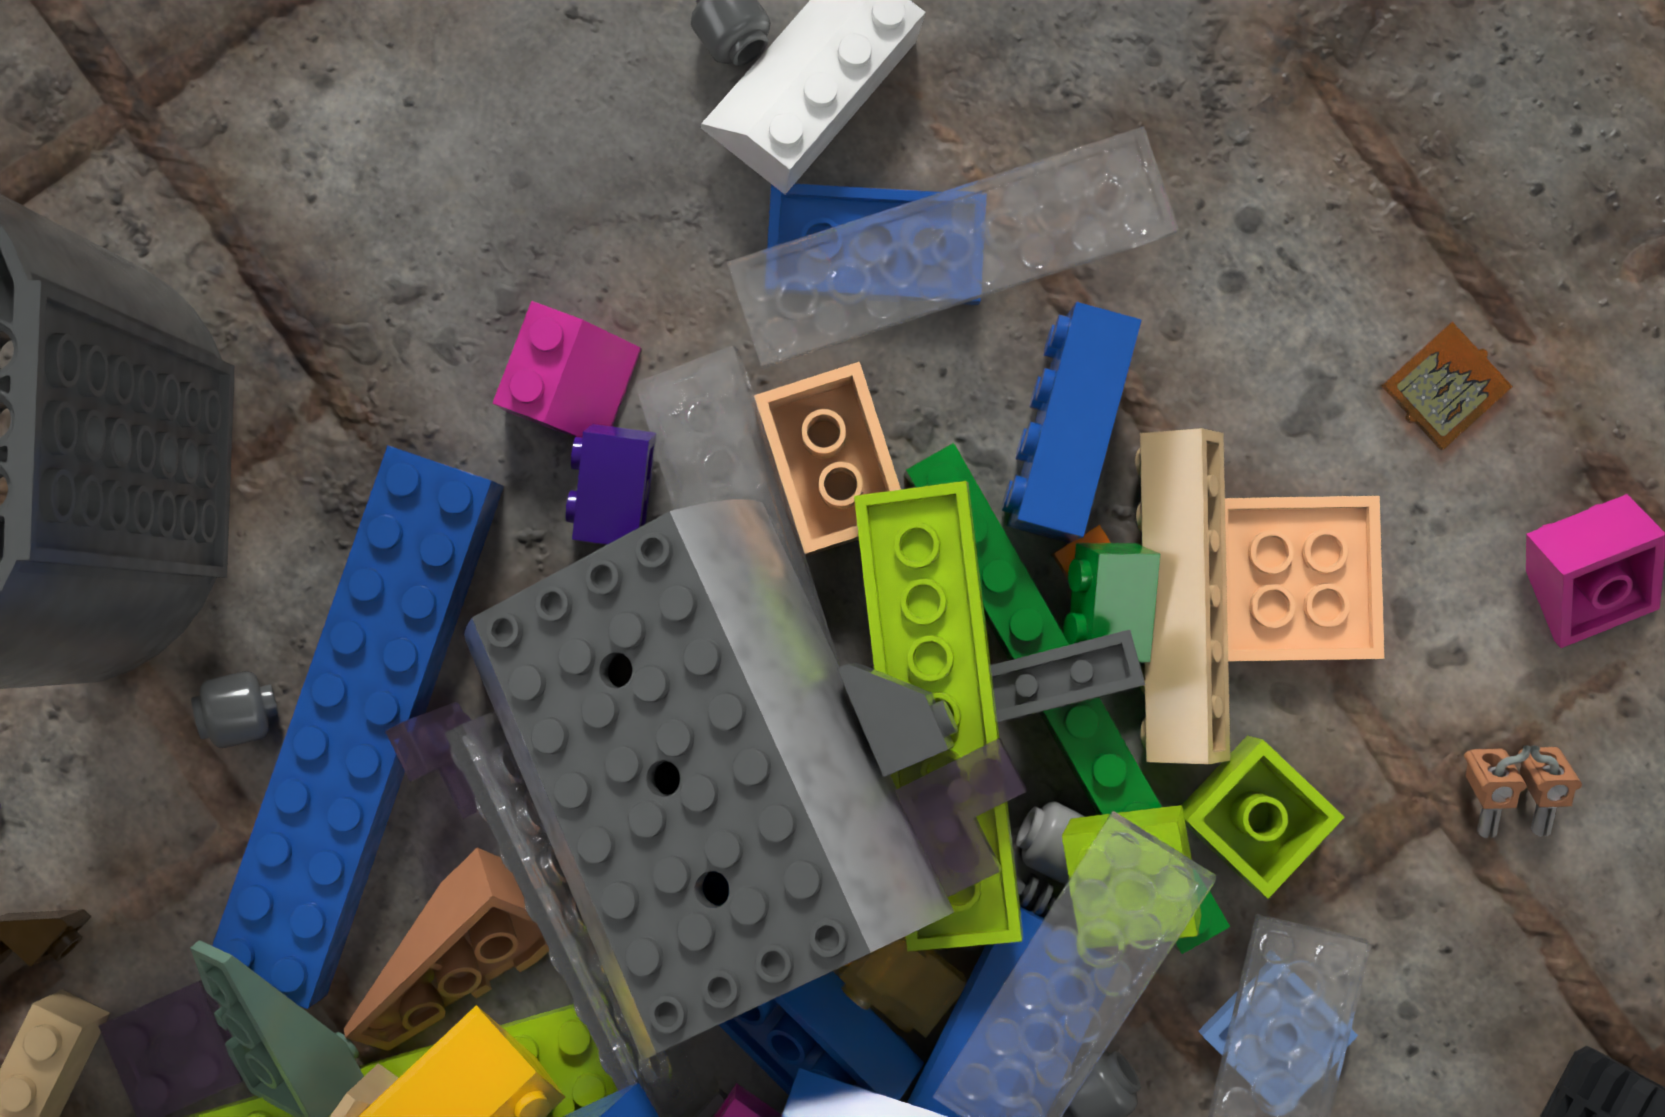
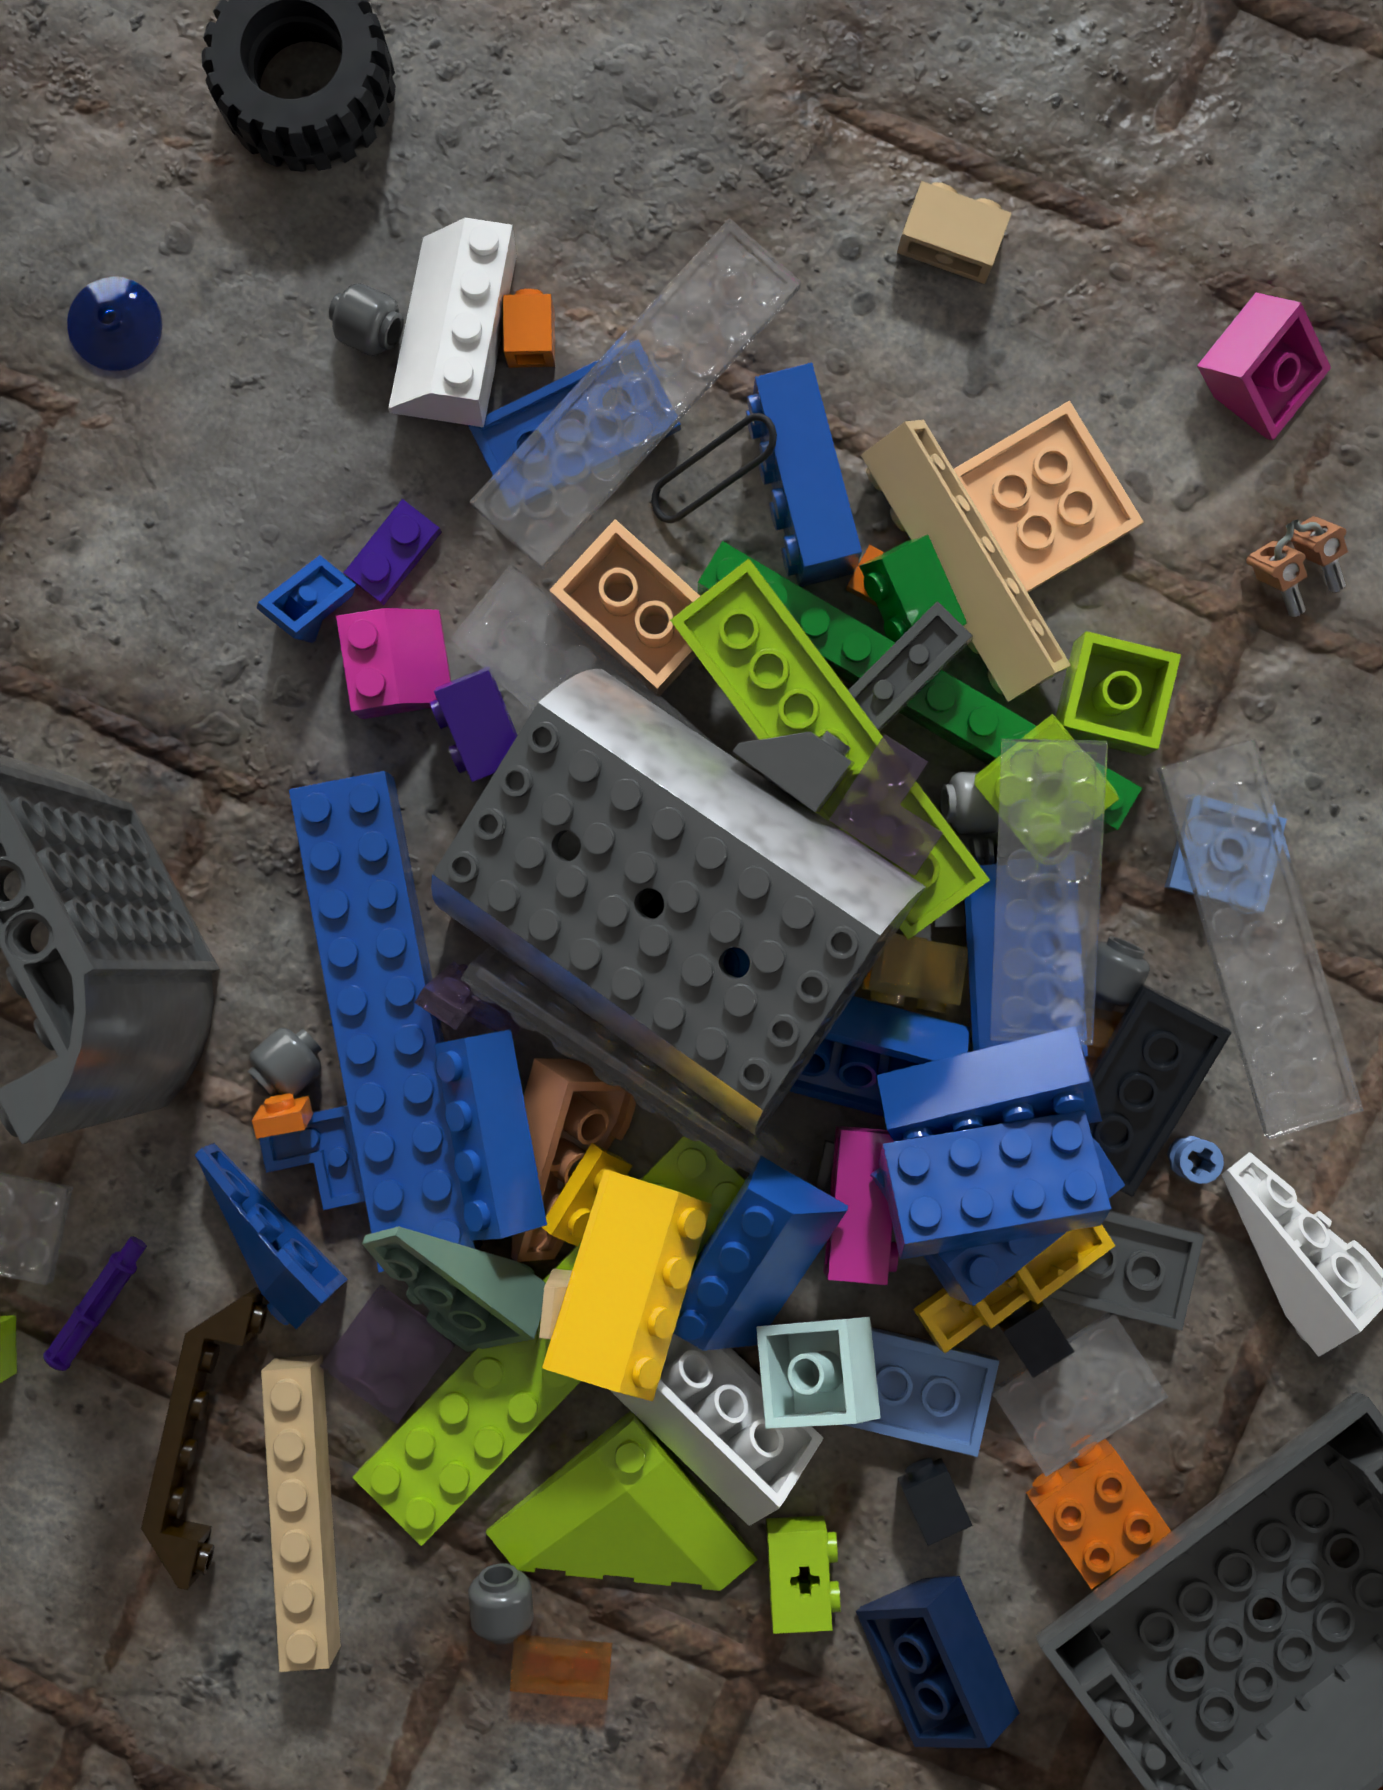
camera: 30 degrees left, 0 degrees up
(121, 897) = (280, 1257): none -> blue wedge
(197, 764) = (282, 1115): none -> orange plate
(221, 800) = (331, 1148): none -> blue plate
(386, 902) = (490, 1135): none -> blue slope
(433, 1015) = (574, 1204): none -> yellow plate
(514, 266) = (307, 599): none -> blue slope
(627, 265) = (392, 552): none -> dark purple plate
(885, 122) = (529, 329): none -> orange brick
(984, 343) = (704, 451): none -> black piece
(1361, 262) = (954, 231): none -> tan brick
(1446, 386) = (1073, 290): piece -> none

